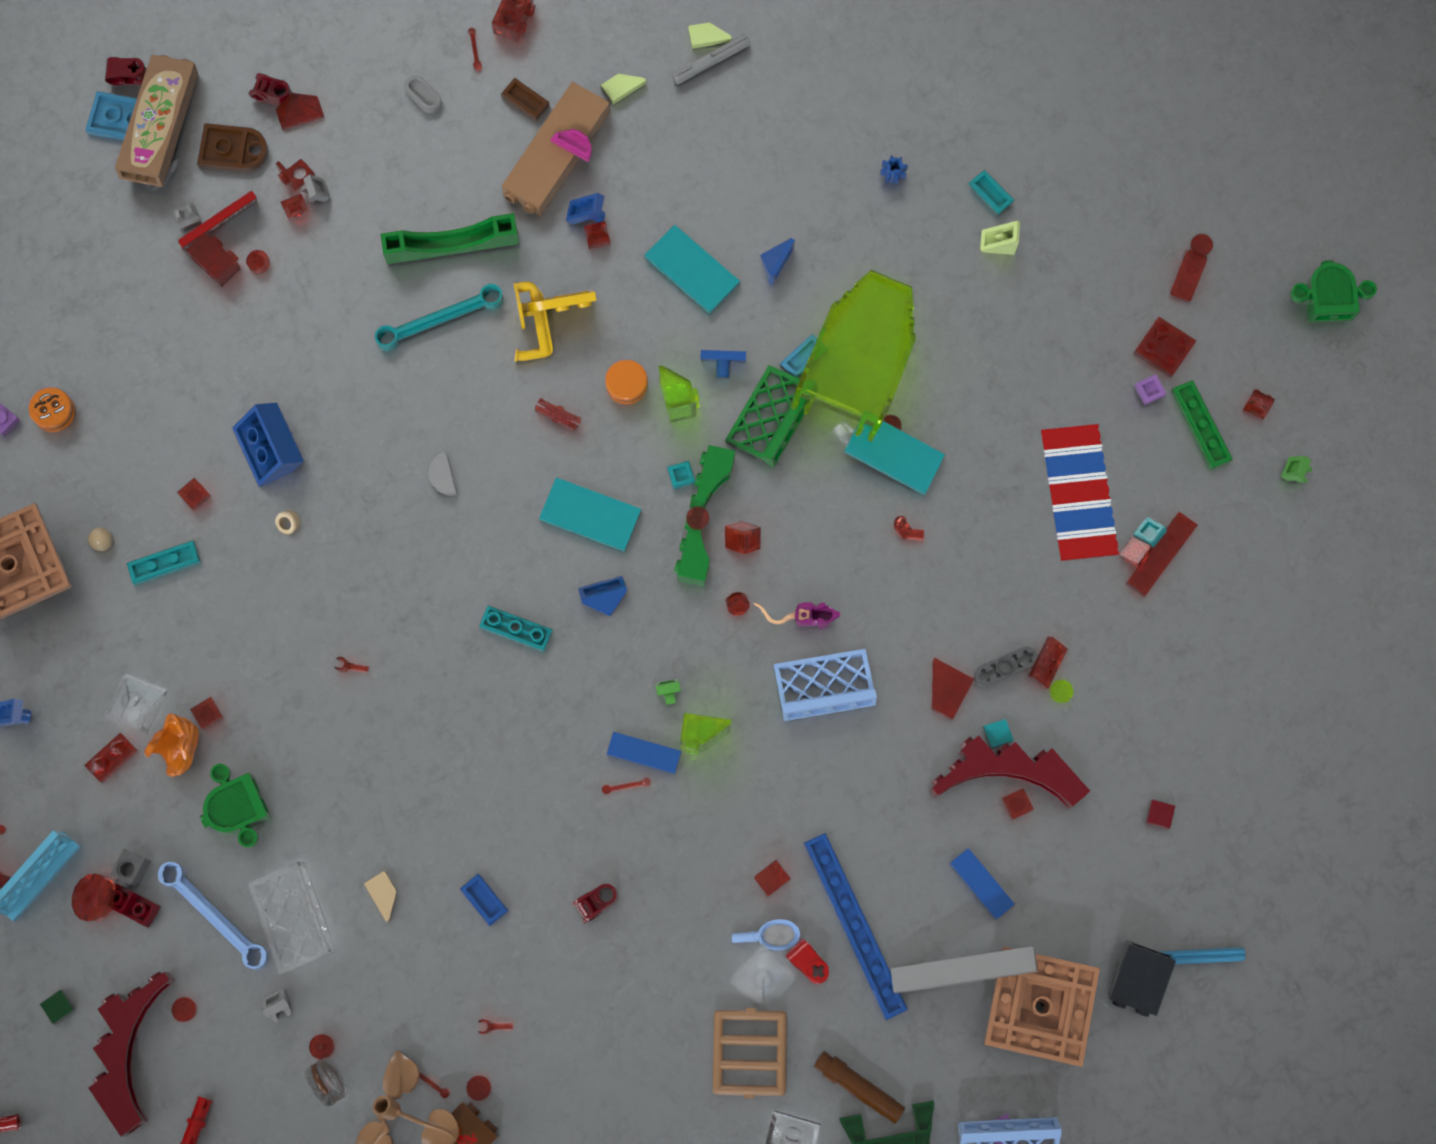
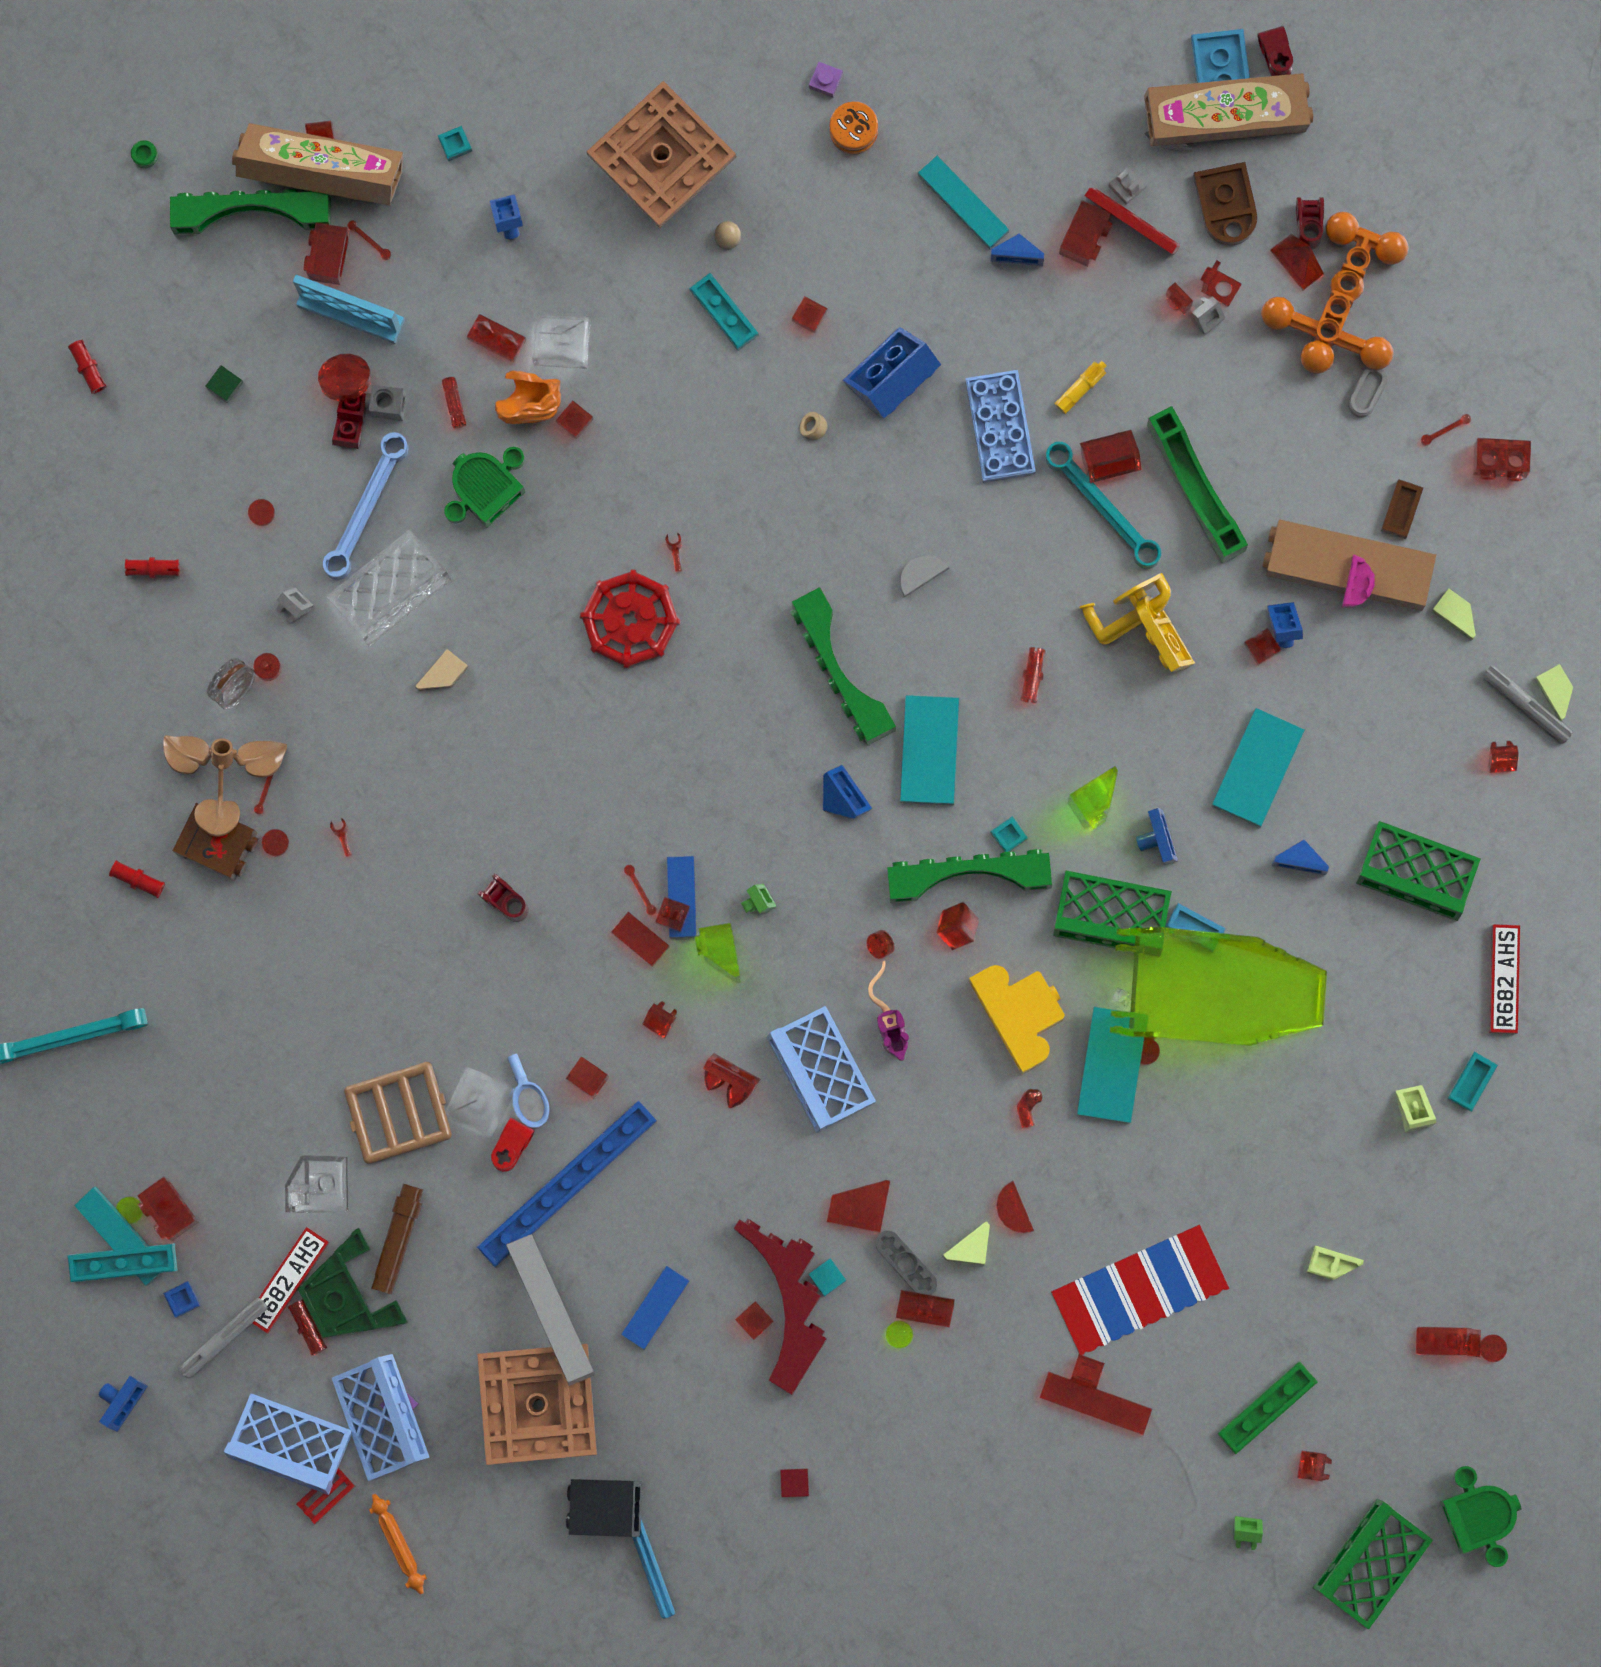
camera: 80 degrees right, 5 degrees up
(124, 1016) = (197, 459): dark red arch -> none
(149, 345) = (963, 202): none -> teal tile
(152, 811) = (454, 402): none -> clear red axle
(208, 314) = (1017, 251): none -> blue slope
(258, 261) = (1103, 287): clear red tile -> none
(336, 302) = (1081, 386): none -> yellow piece
(344, 375) = (1000, 426): none -> light blue tile
(380, 117) = (1318, 355): none -> orange piece
(392, 708) = (628, 603): none -> red plate
(402, 296) = (1110, 456): none -> clear red brick
(449, 569) = (869, 715): none -> green arch
(484, 899) = (470, 780): blue tile -> none
(529, 633) = (774, 729): teal tile -> none
(626, 382) = (1096, 738): orange head -> none
(657, 763) = (672, 914): none -> clear red tile
(667, 798) = (640, 939): none -> clear red tile
(697, 518) = (959, 868): clear red piece -> none
(742, 802) = (660, 1020): none -> clear red tile
(747, 88) = (1503, 757): none -> clear red tile
(815, 752) = (740, 1081): none -> clear red tile
(830, 184) = (1413, 892): none -> green fence
(830, 511) = (1019, 1012): none -> yellow brick
(888, 167) = (1452, 963): blue gear -> none
(918, 144) = (1504, 979): none -> tile
(987, 569) = (1012, 1211): none -> clear red tile
(1008, 608) = (971, 1248): none -> yellowish green slope
(1101, 341) = (1331, 1263): none -> yellowish green tile
(1150, 389) = (1288, 1335): medium lavender plate -> none
(1150, 532) = (1116, 1382): teal tile -> none
(1164, 347) = (1348, 1339): clear red tile -> none
(1334, 394) = (1355, 1547): none -> green fence

